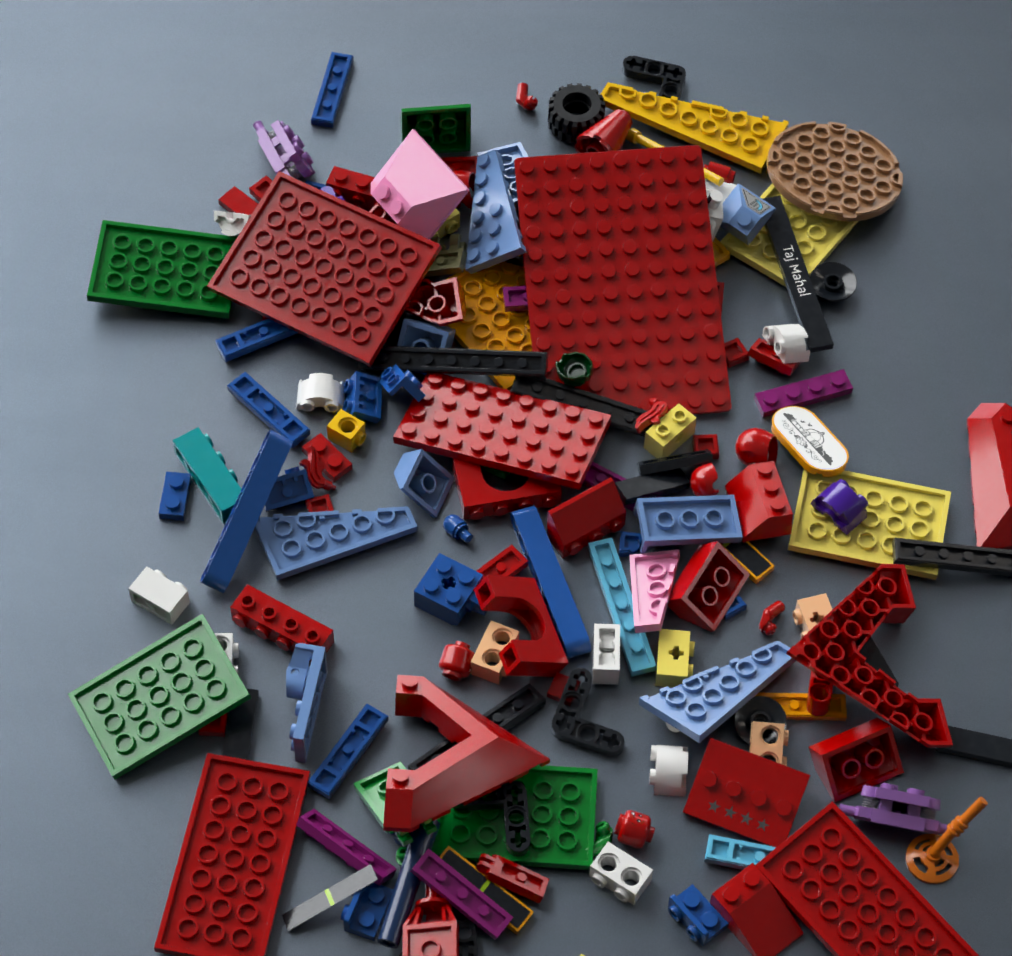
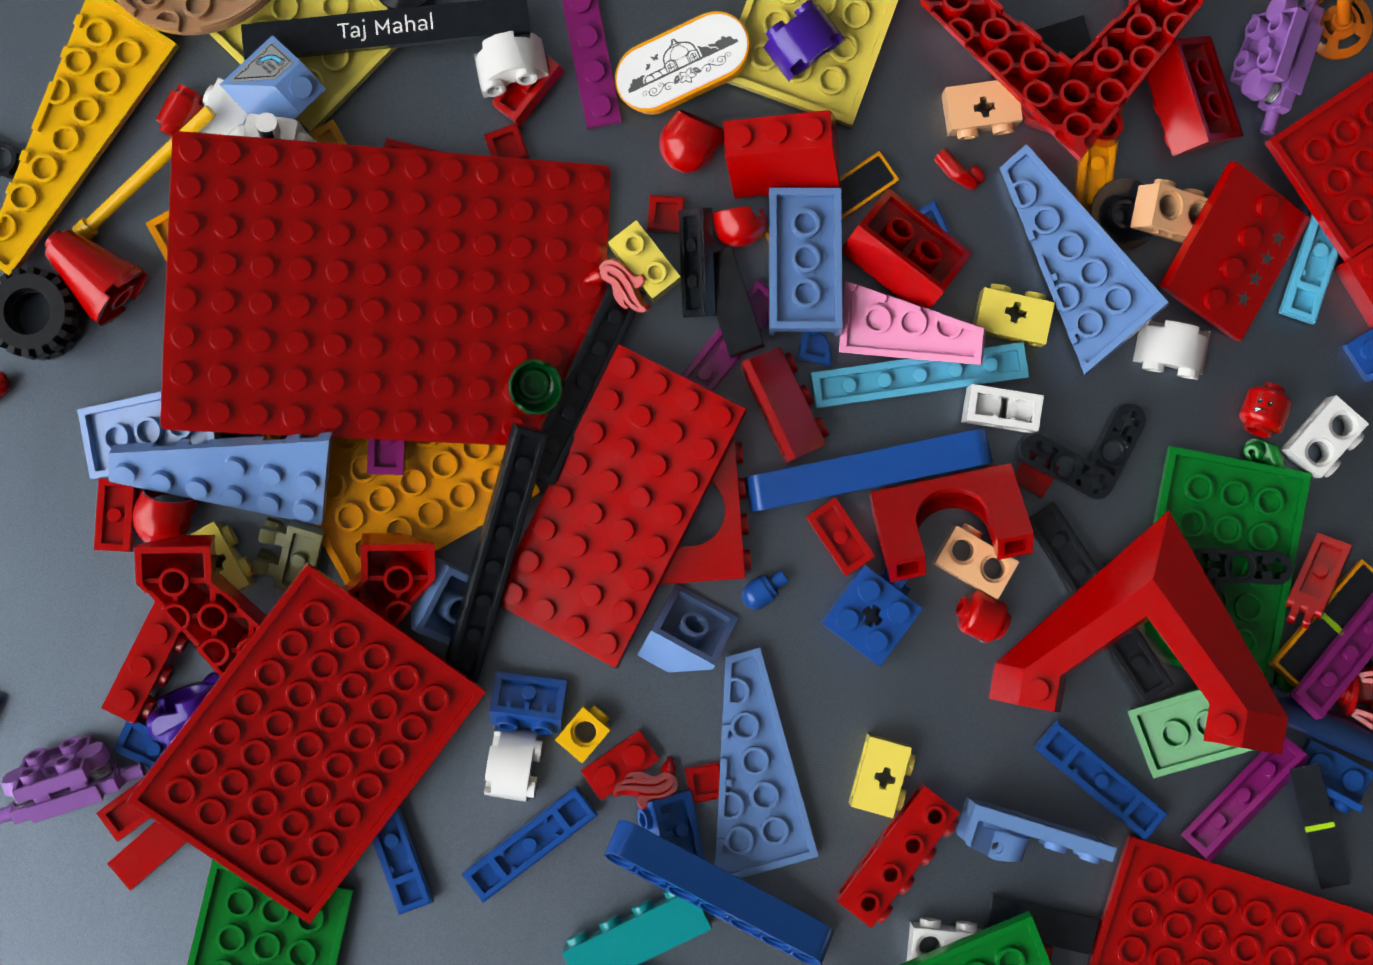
camera: 80 degrees left, 30 degrees up
(231, 222) = (187, 873): white cylinder -> none
(337, 608) = (866, 790): none -> light yellow brick
(394, 378) = (521, 645): blue bracket -> none
(418, 187) = (187, 588): bright pink slope -> none
(442, 127) = (46, 540): green slope -> none

